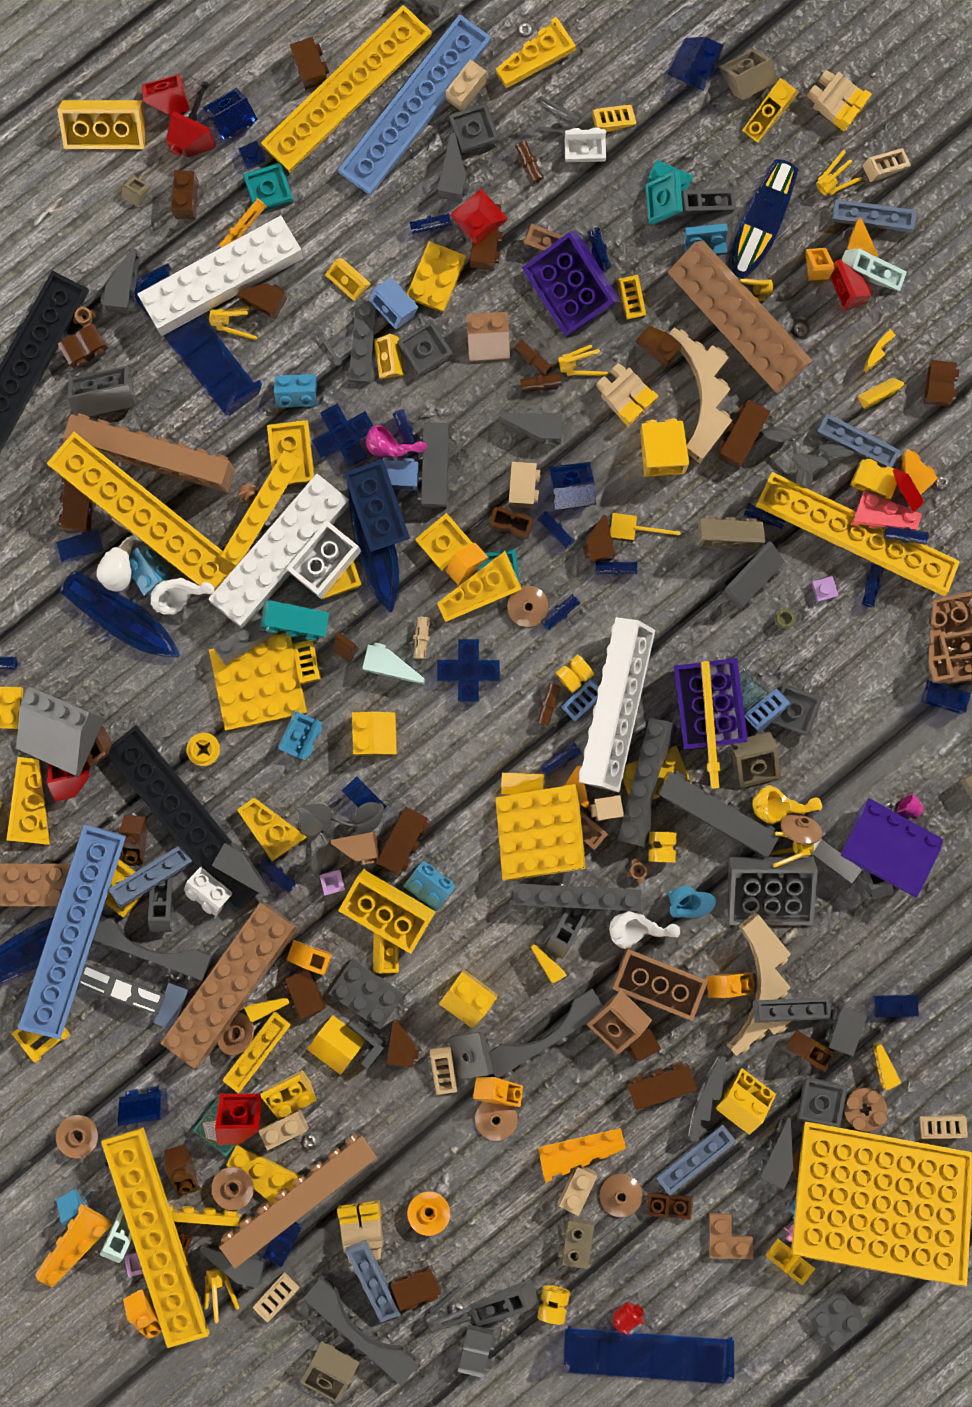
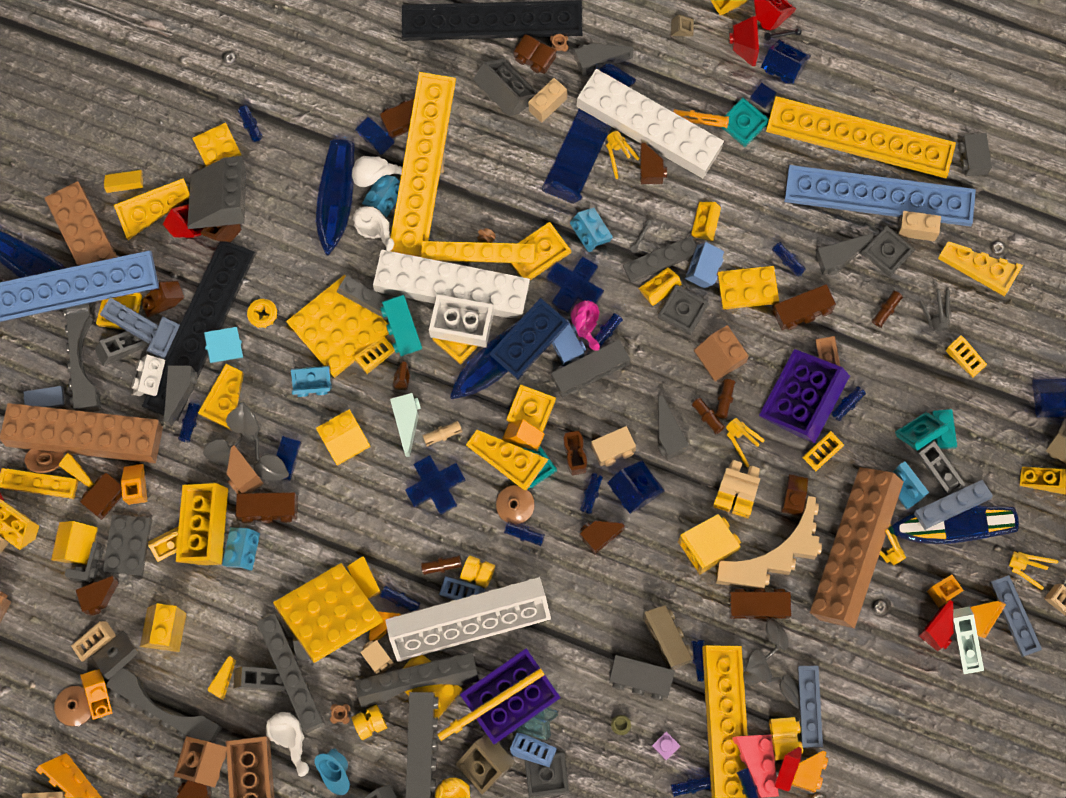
camera: 60 degrees right, 10 degrees down
(121, 989) = (38, 353): slope -> none
(139, 359) = (547, 100): none -> tan brick
(153, 454) = (477, 147): medium nougat brick -> none
(176, 857) = (163, 337): none -> sand blue tile
(184, 194) = (699, 63): reddish brown brick -> none
(215, 802) = (223, 345): none -> medium azure piece
(308, 62) = (863, 97): reddish brown brick -> none
(332, 882) = (204, 469): lavender plate -> none
(478, 216) = (814, 292): red slope -> none
(585, 145) = (928, 345): white bracket -> none
(591, 832) = (351, 655): medium nougat plate -> none
(616, 568) = (586, 559): clear blue pin -> none
(624, 527) = (626, 549): yellow piece -> none
(745, 210) = (953, 504): none -> sand blue plate
(877, 354) = (893, 682): yellow slope -> none
(880, 392) = (864, 703): yellow slope -> none
(940, 383) = (902, 751): reddish brown brick -> none

